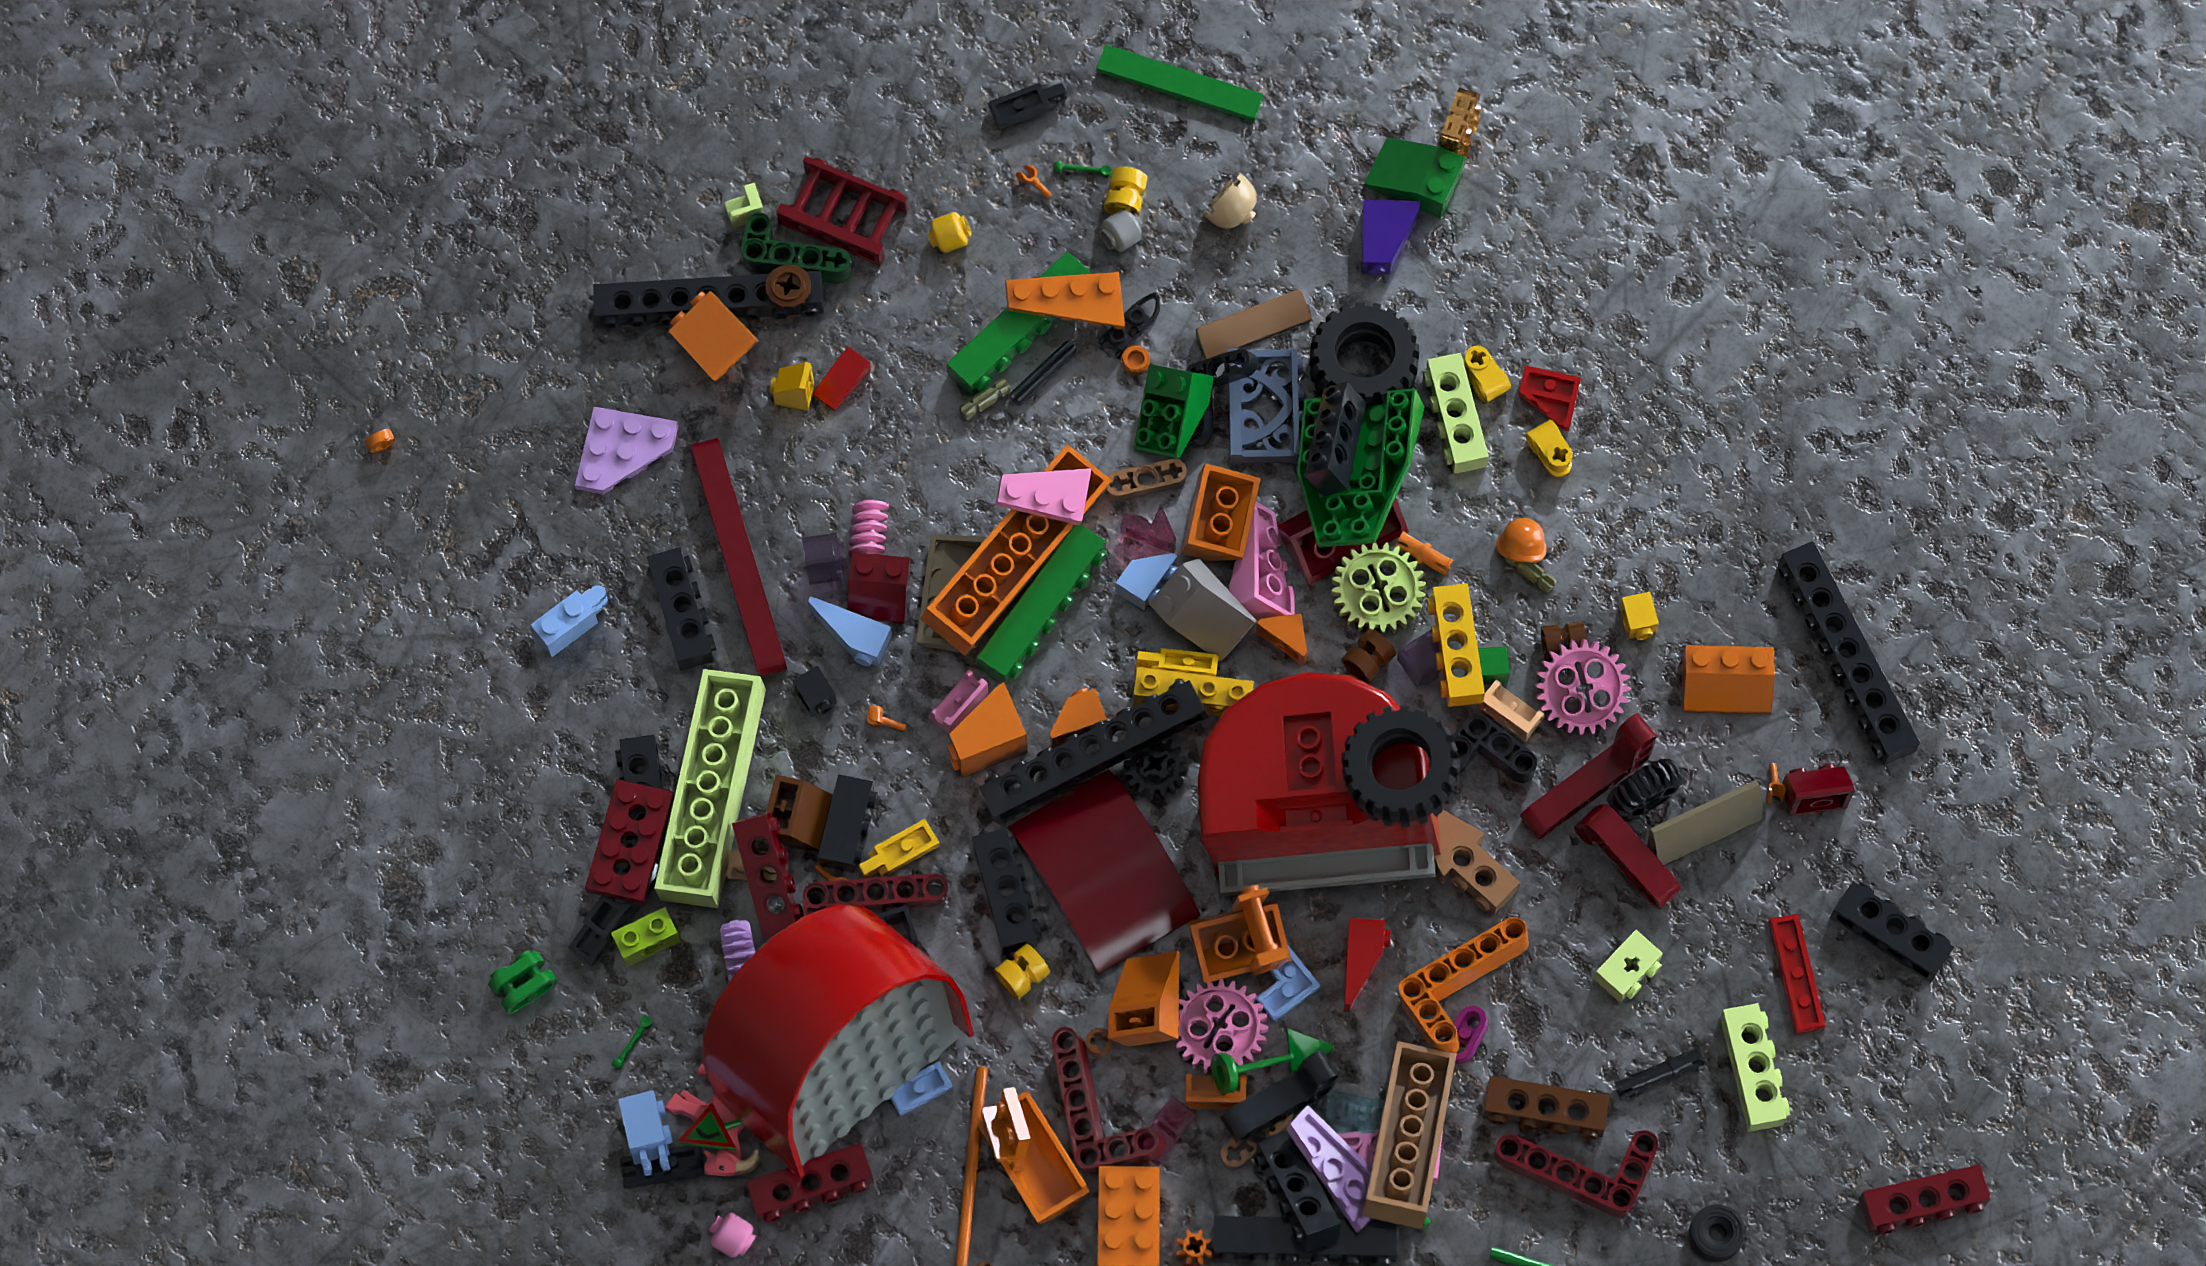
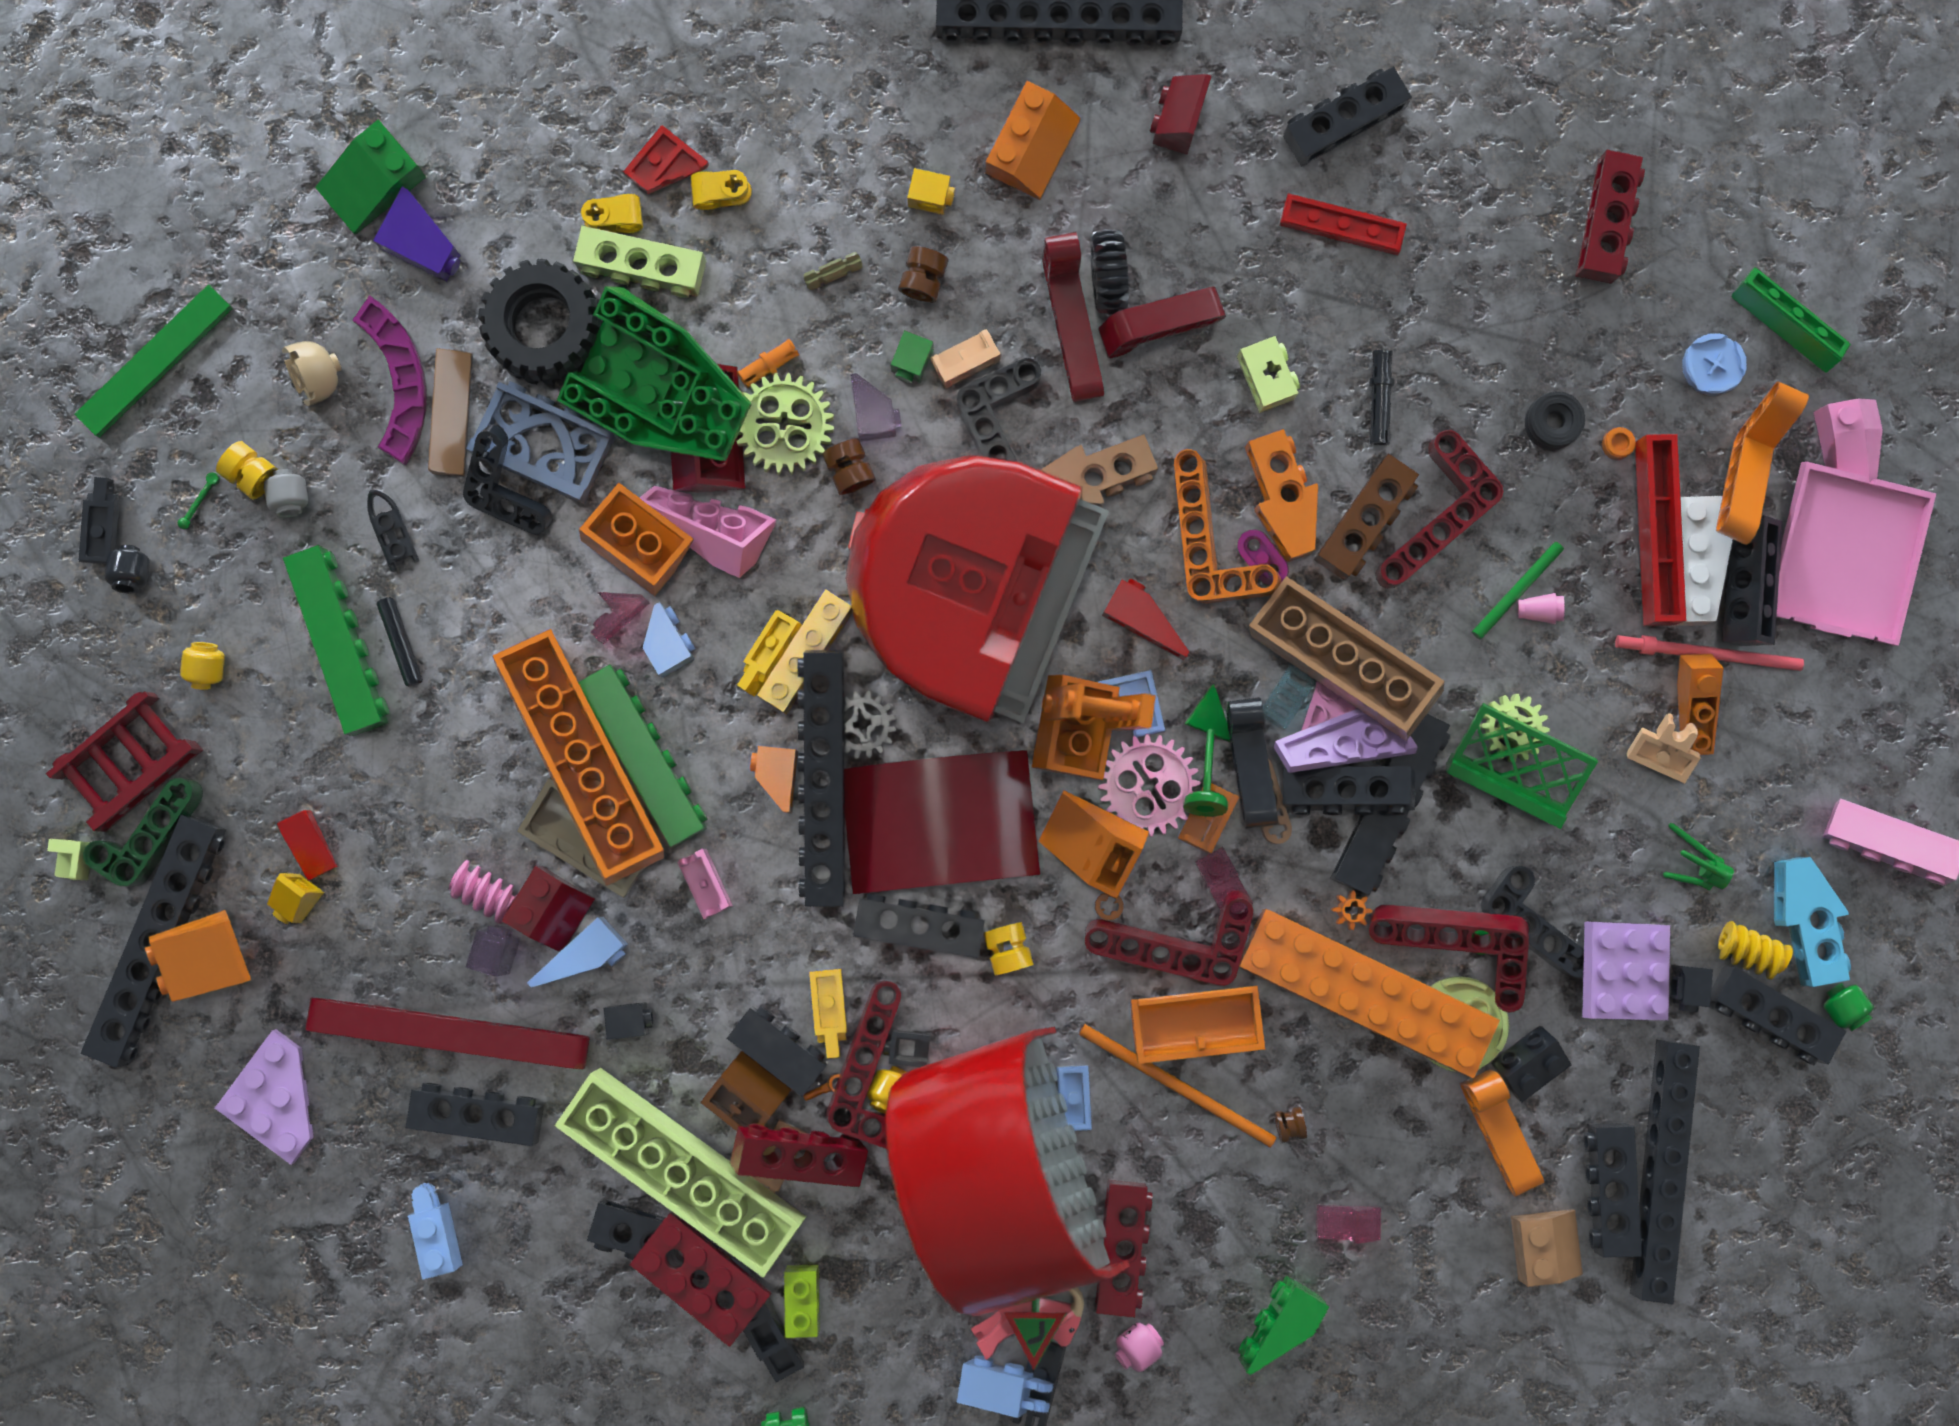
camera: 70 degrees left, 15 degrees up
(380, 440) = (144, 1343): orange tile -> none
(645, 1023) = (885, 1336): green hinge -> none
(736, 944) = (869, 1219): lavender gear -> none
(783, 275) = (168, 858): reddish brown gear -> none
(876, 718) = (680, 971): orange hand -> none
(984, 399) = (398, 712): olive axle -> none
(987, 735) = (755, 872): orange slope -> none
(999, 141) = (127, 569): none -> black head
(1007, 1127) = (1166, 1040): orange bracket -> none
(1032, 178) = (186, 555): orange hand -> none
(1046, 494) = (538, 700): bright pink wing -> none
(1070, 297) = (335, 578): orange wing -> none
(1135, 360) = (430, 545): orange tile -> none
(1139, 490) = (573, 572): medium nougat beam -> none
(1171, 409) = (502, 534): green slope -> none
(1202, 609) = (727, 603): light grey slope -> none
(1263, 280) = (406, 375): none -> magenta tile
(1285, 634) = (788, 534): orange slope -> none
(1335, 439) = (620, 389): black brick -> none
(1391, 729) = (1019, 445): black tyre -> none
(1456, 601) = (841, 353): yellow brick -> none
(1461, 122) = (339, 104): clear orange piece -> none
(1507, 1043) = (1288, 523): none -> orange brick
(1522, 541) = (802, 264): orange helmet -> none
(1608, 680) = (982, 252): bright pink gear -> none
(1706, 823) = (1167, 232): dark tan slope -> none
(1757, 1114) = (1369, 306): yellowish green brick -> none
(1775, 787) = (1158, 151): orange hand -> none

